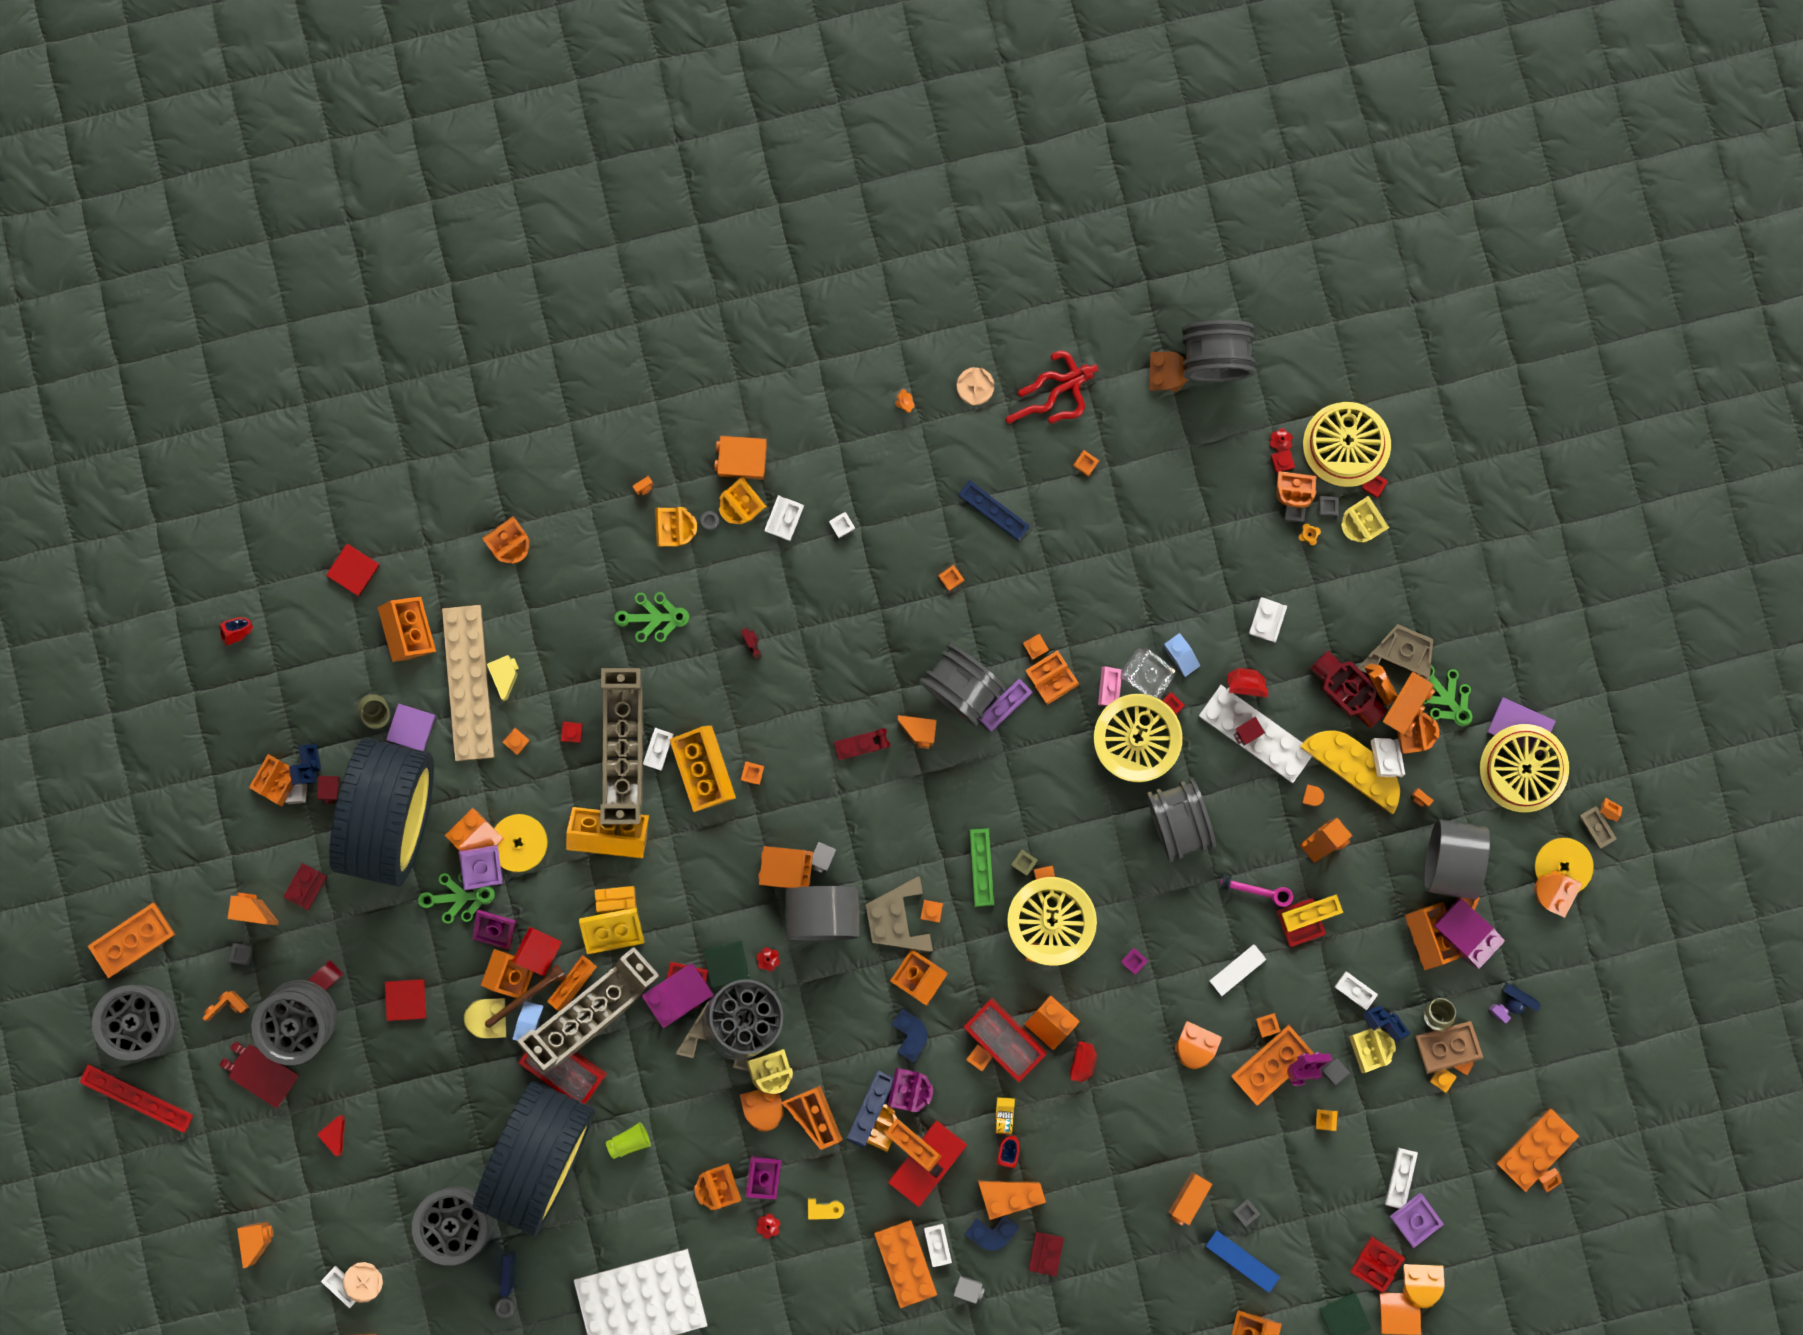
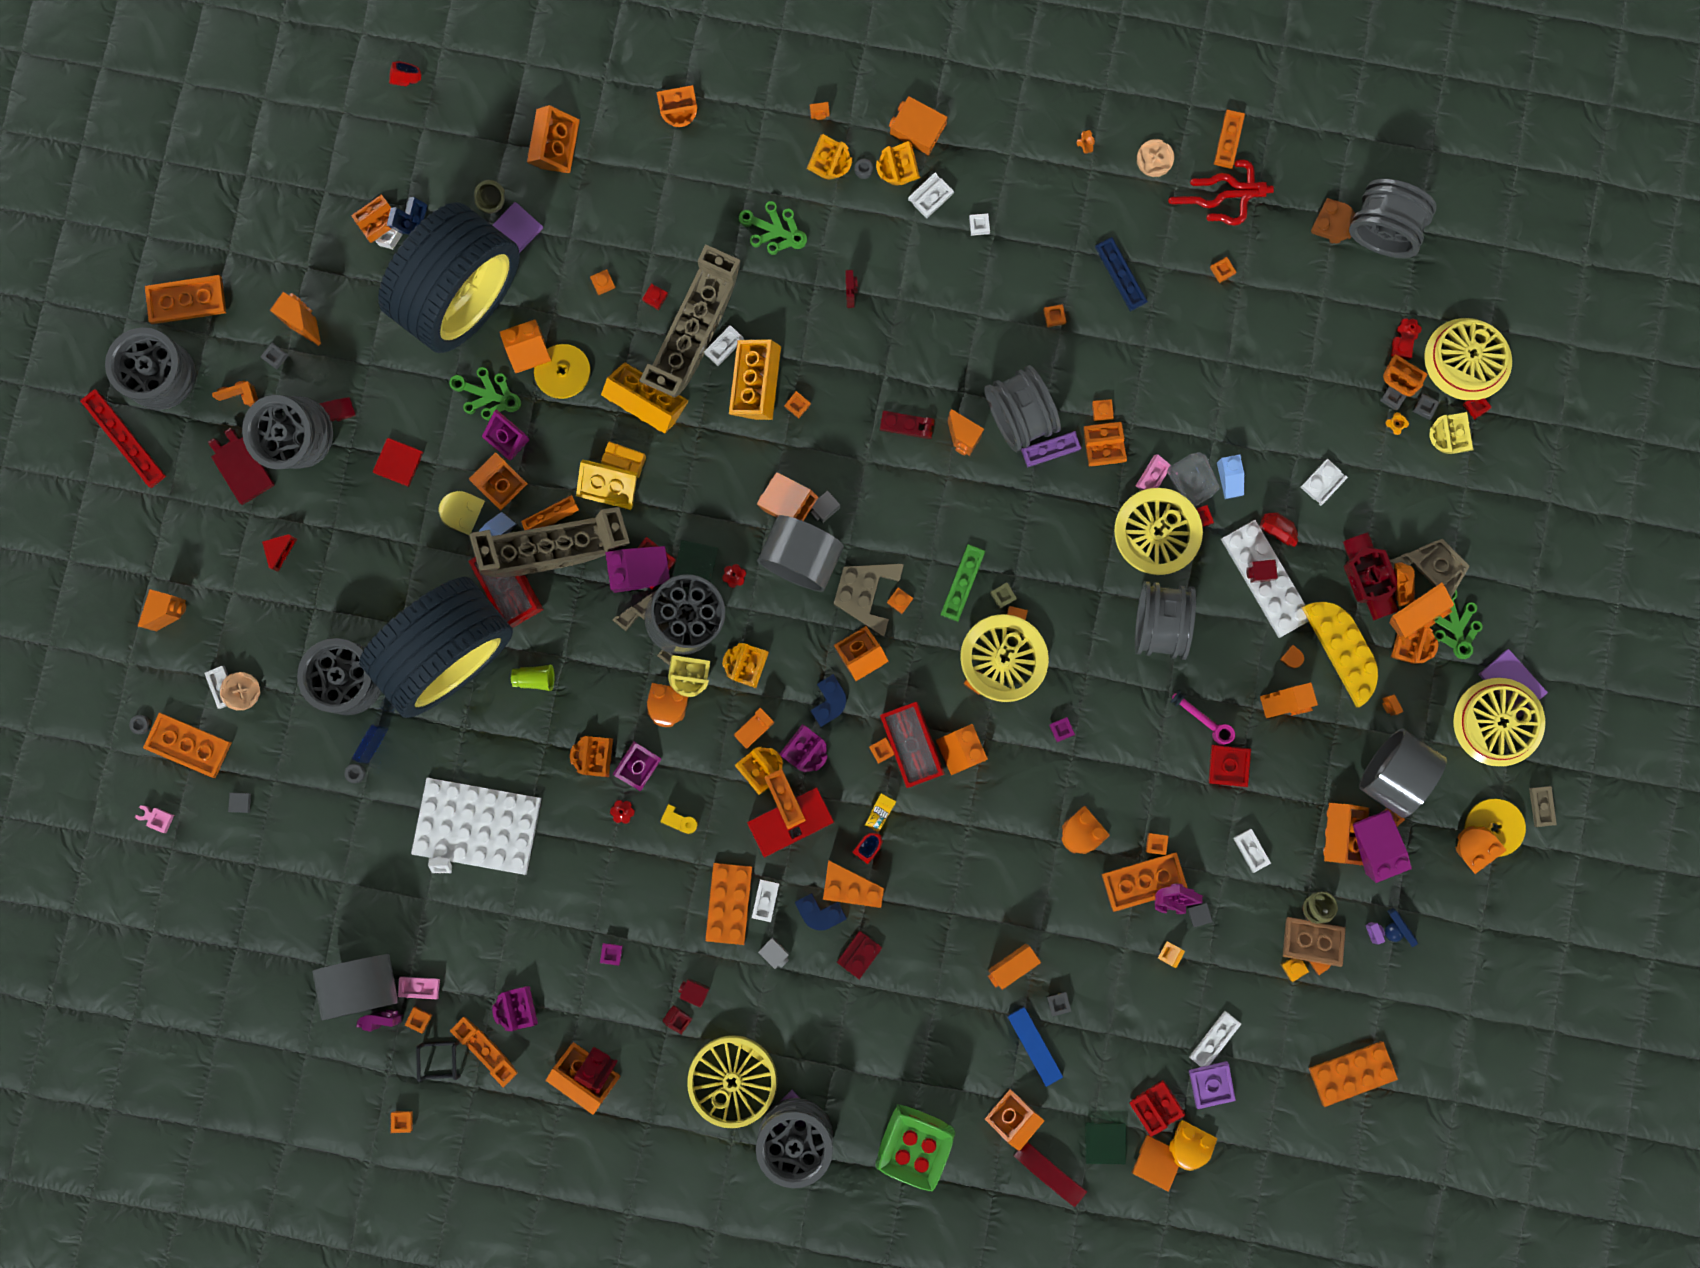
camera: 30 degrees right, 0 degrees up
(305, 886) = (358, 323): dark red plate -> none
(353, 569) = (531, 69): red tile -> none
(468, 683) = (584, 212): tan plate -> none
(480, 867) = (517, 375): medium lavender tile -> none
(504, 675) = (619, 219): light yellow slope -> none
(537, 951) = (532, 472): red tile -> none
(555, 975) = (538, 501): reddish brown piece -> none
(814, 1116) = (709, 733): orange wedge -> none
(817, 1037) = (745, 664): none -> light orange slope
(853, 1092) = (754, 728): none -> orange bracket
(870, 1109) = (761, 750): dark blue tile -> none
(1035, 337) = (1229, 139): none -> orange plate
(1084, 1062) = (974, 798): red slope -> none
(1237, 970) = (1152, 781): white tile -> none
(1312, 913) = (1244, 761): yellow plate -> none
(1372, 1049) = (1243, 910): light yellow slope -> none
(1380, 1018) = (1261, 885): dark blue plate -> none
(1387, 757) = (1378, 654): white plate -> none
(1550, 1180) = (1353, 1106): orange plate -> none
(1611, 810) = (1562, 796): orange plate -> none

